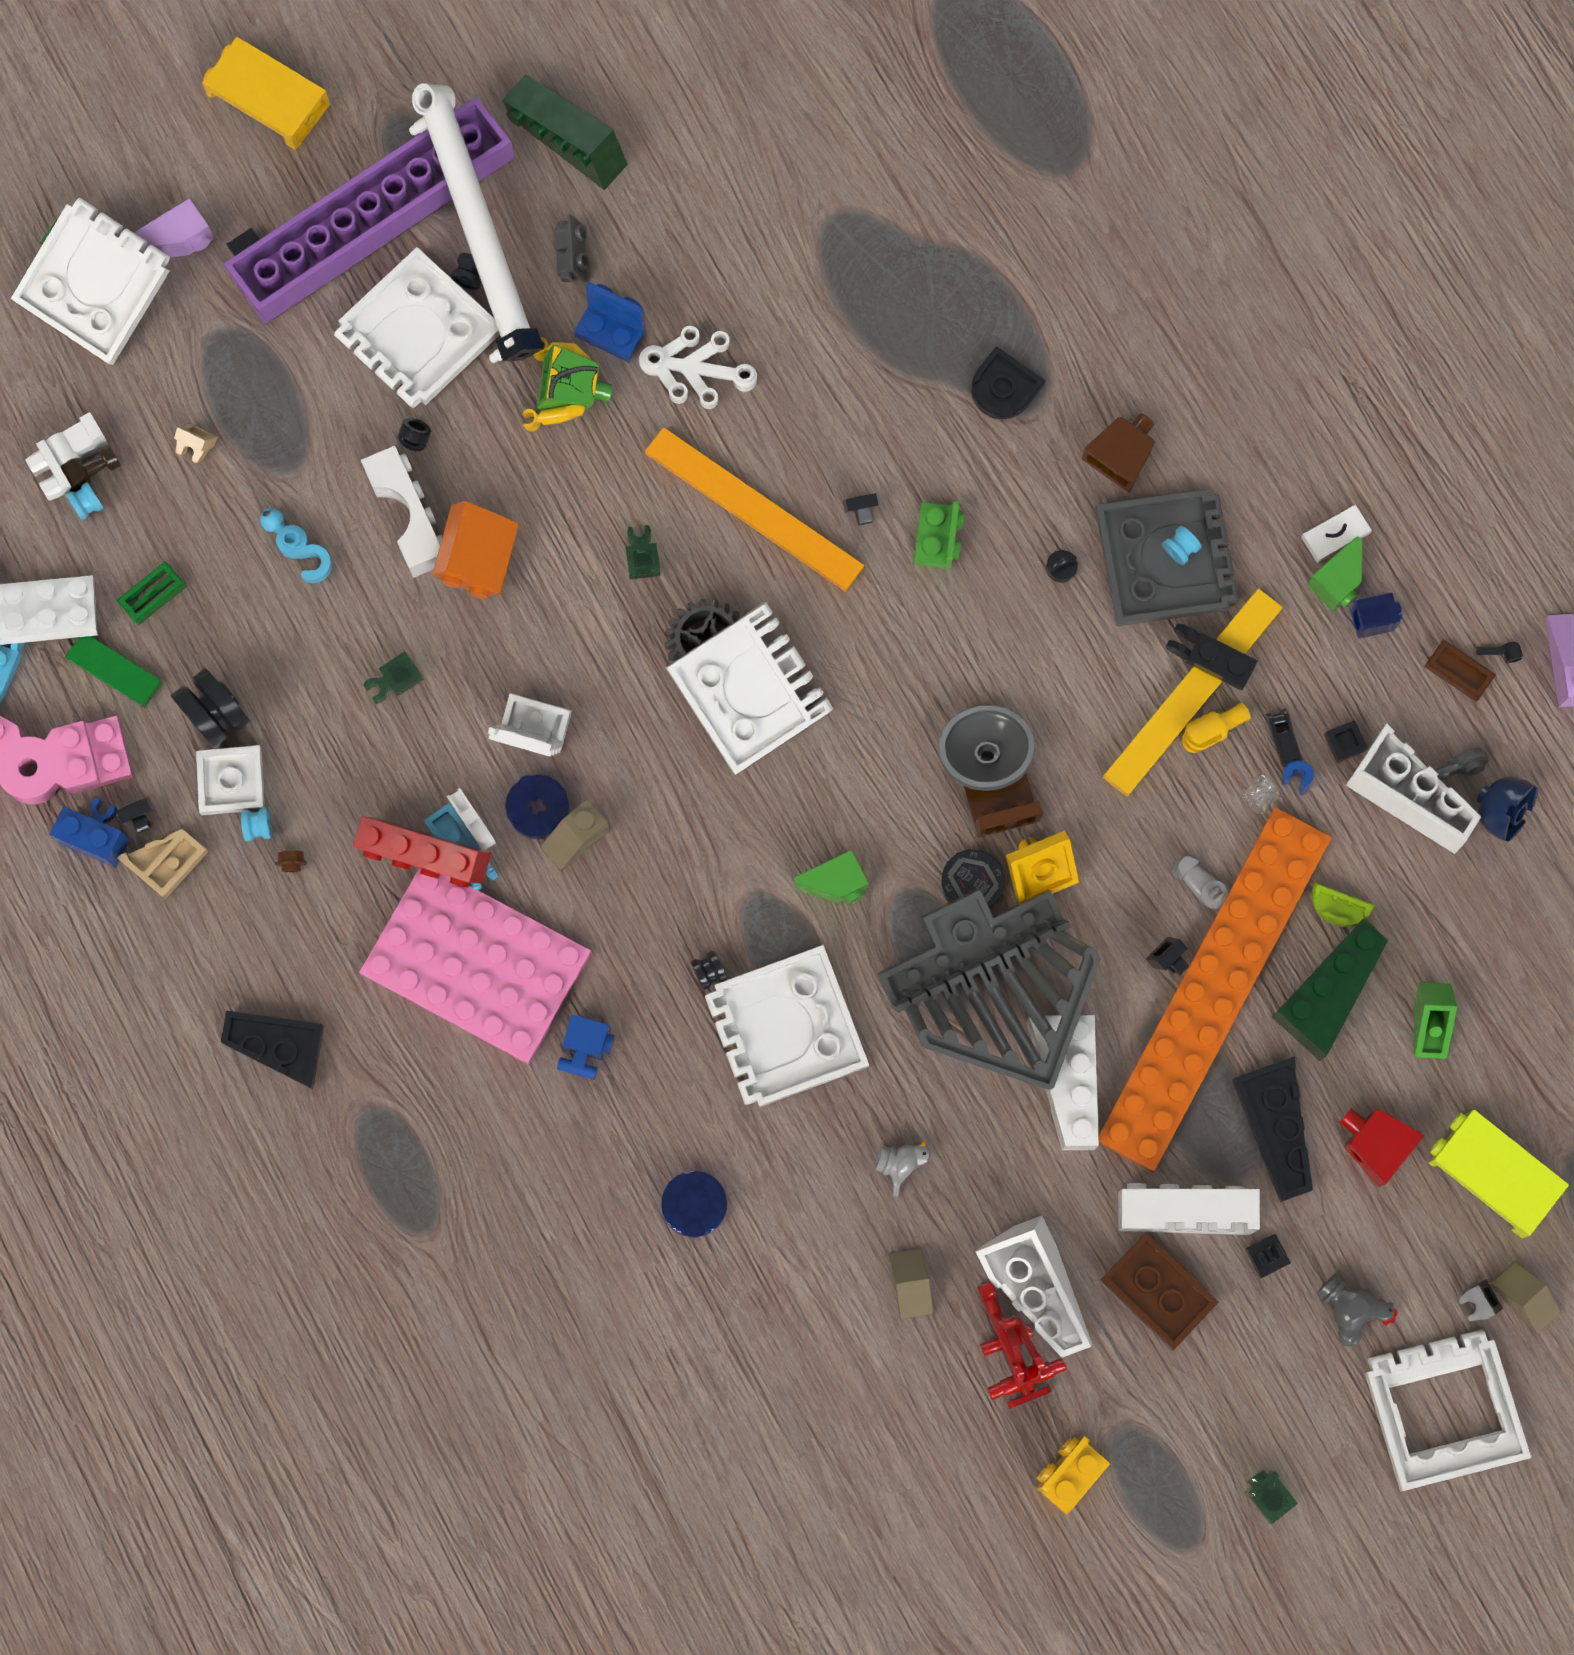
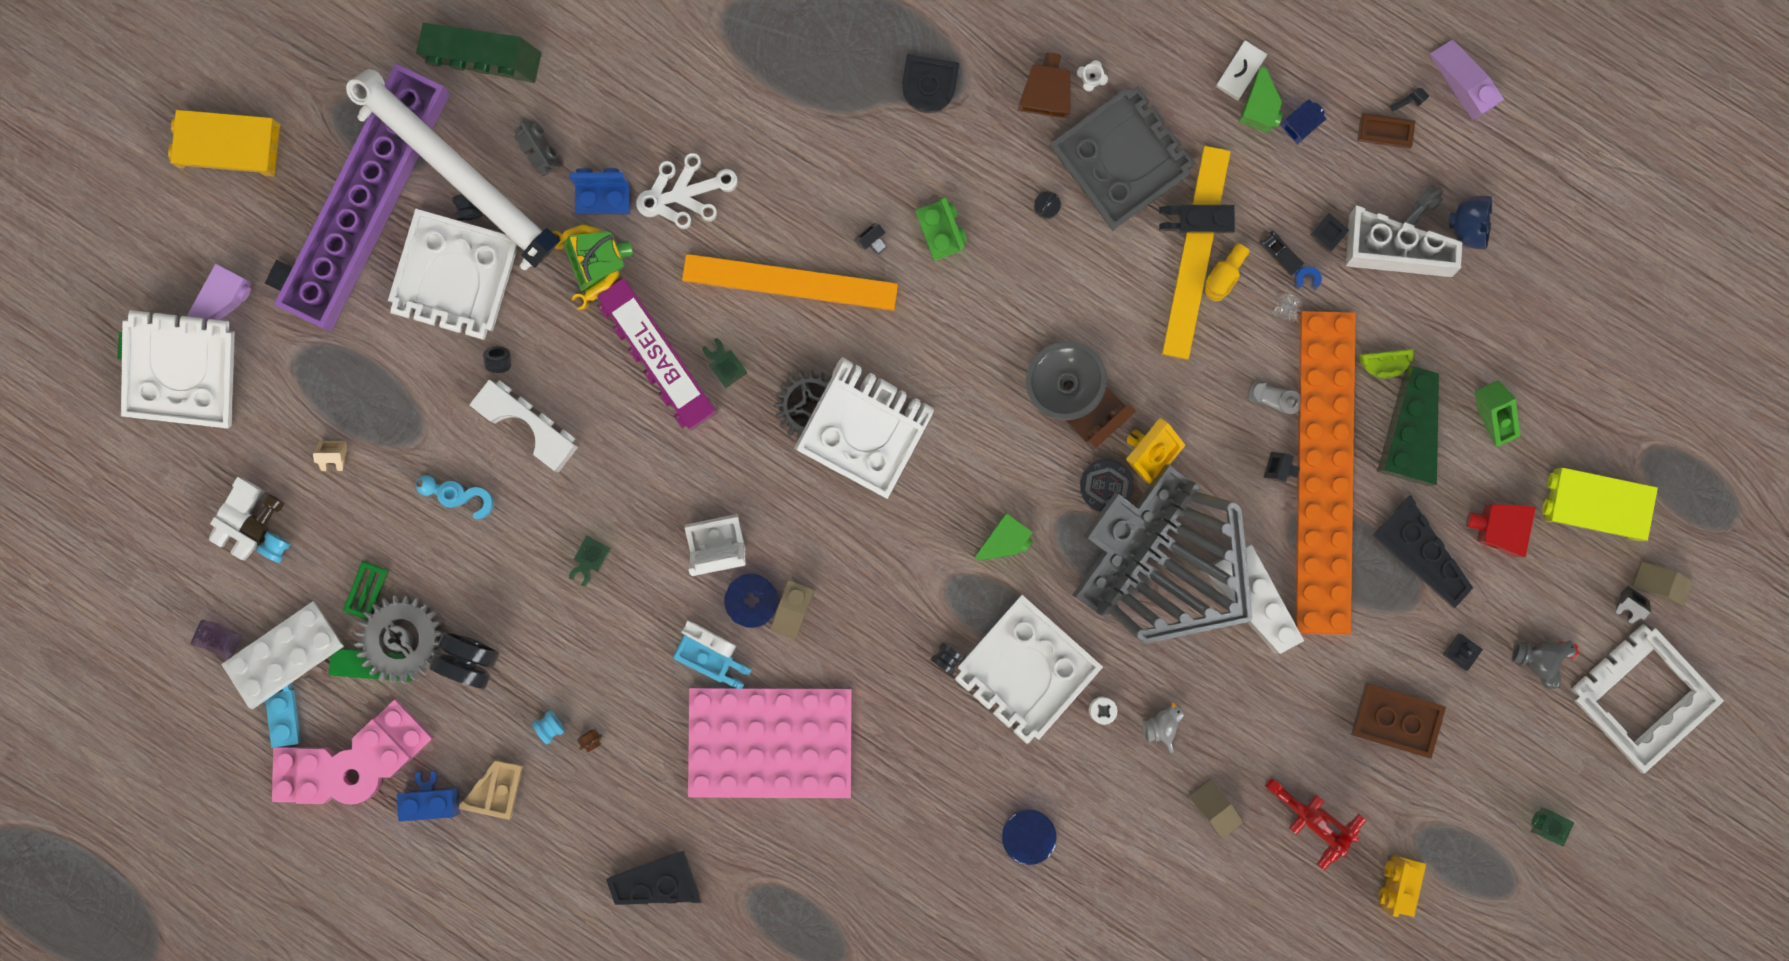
camera: 30 degrees left, 10 degrees up
(136, 812) = (454, 766): black tile -> none
(143, 635) = (383, 619): none -> light grey gear
(230, 780) = (509, 703): white plate -> none
(422, 850) = (685, 683): brick -> none
(475, 550) = (597, 430): orange brick -> none
(578, 510) = (656, 354): none -> brick
(585, 1040) = (885, 758): blue brick -> none
(845, 1117) = (1099, 707): none -> white wheel
(1032, 1275) = (1301, 757): white wedge -> none
(1177, 453) = (1092, 68): none -> white plate
(1181, 545) = (1132, 143): medium azure wheel -> none
(1189, 1210) = (1391, 650): white wedge -> none

